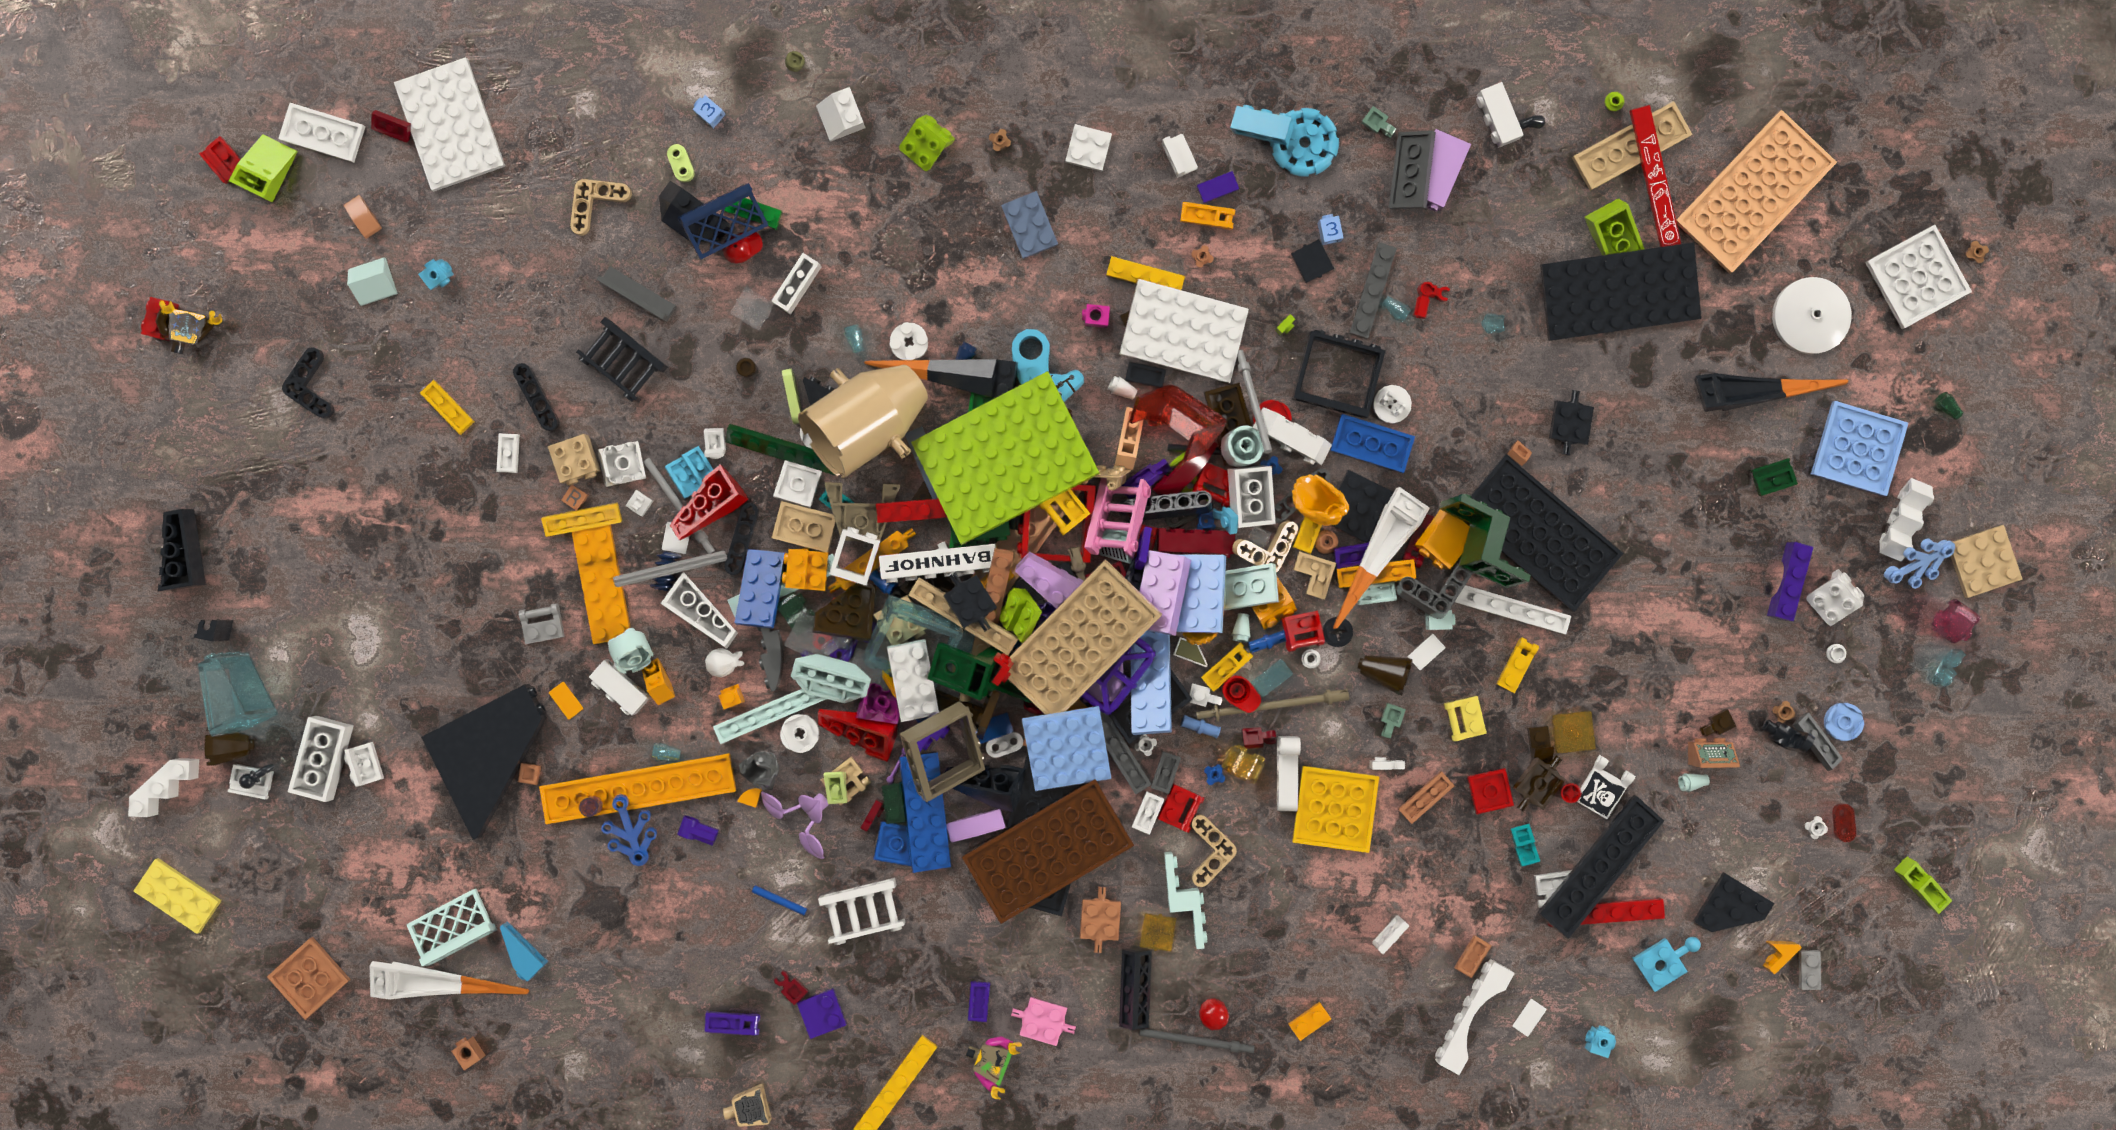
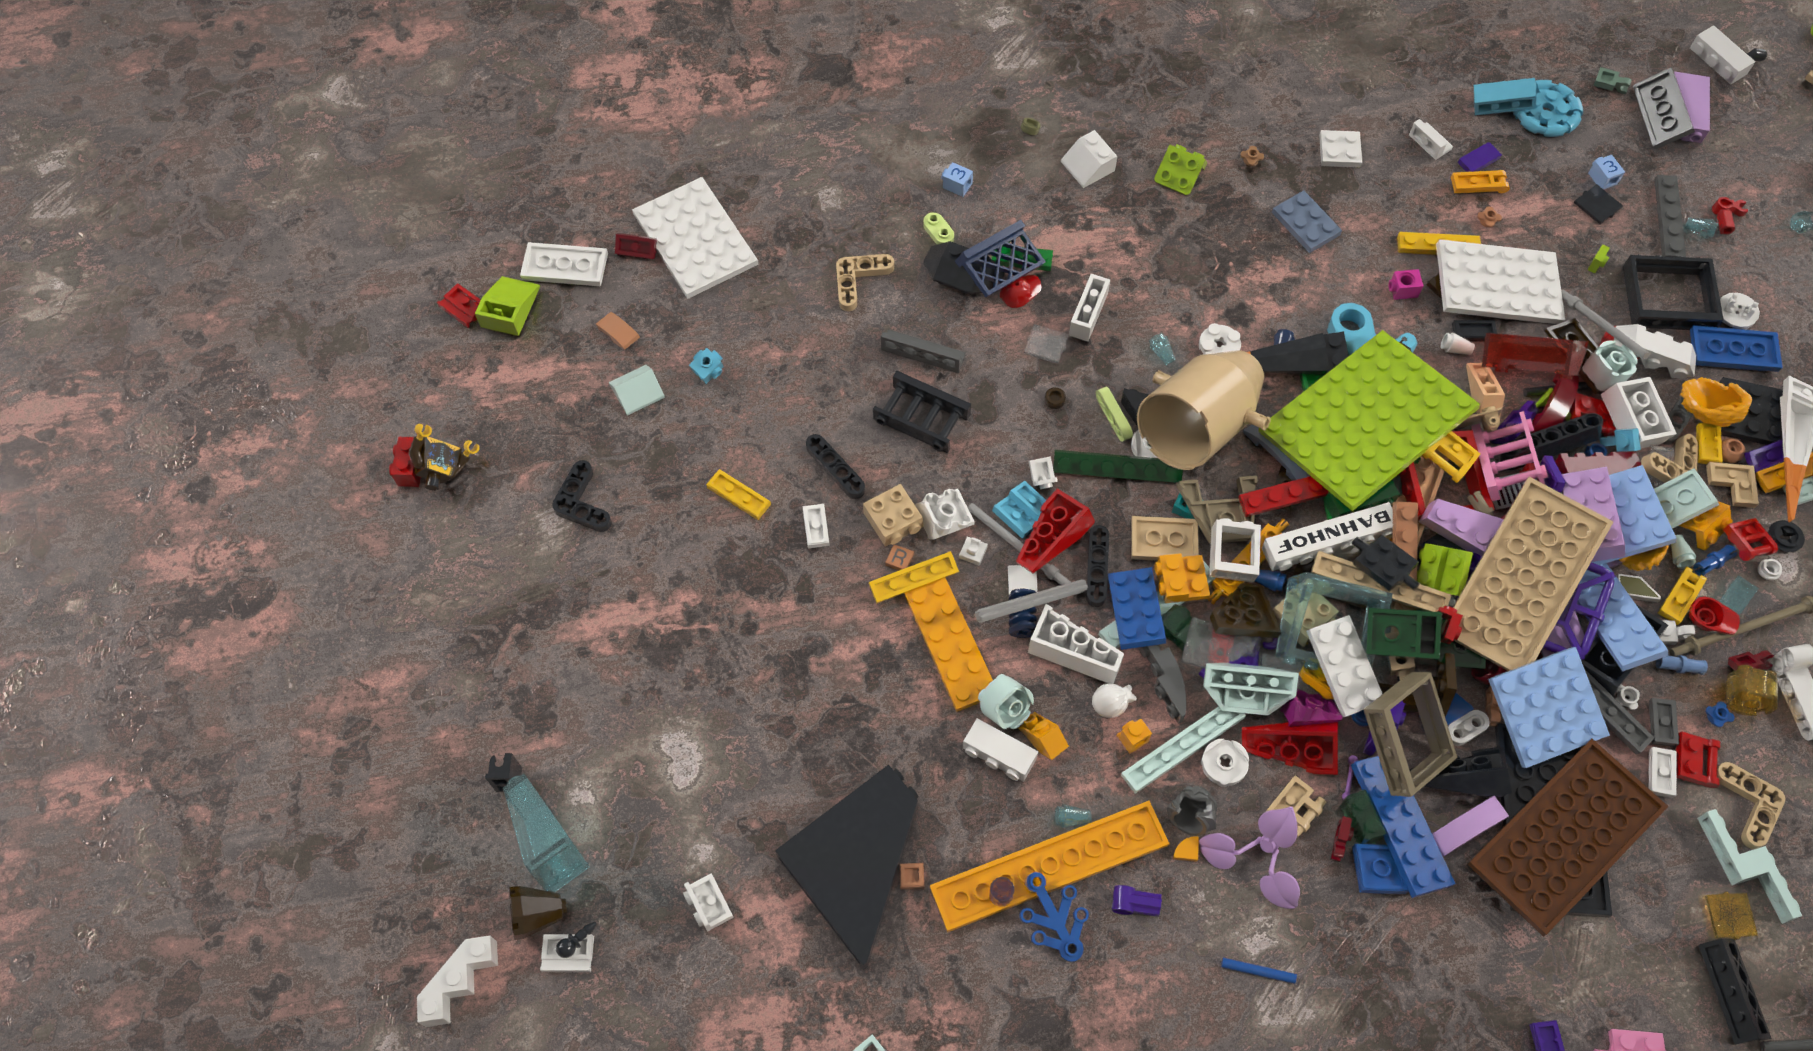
camera: 10 degrees left, 25 degrees down
(180, 552) = (454, 696): black wedge -> none
(320, 758) = (653, 903): white brick -> none
(542, 630) = (893, 706): light grey plate -> none
(566, 700) = (936, 782): light orange sticker -> none
(797, 484) = (1143, 497): white plate -> none
(835, 787) = (1293, 796): yellowish green slope -> none
(867, 892) = (1366, 935): white fence -> none
(1100, 919) = (1657, 912): nougat plate -> none

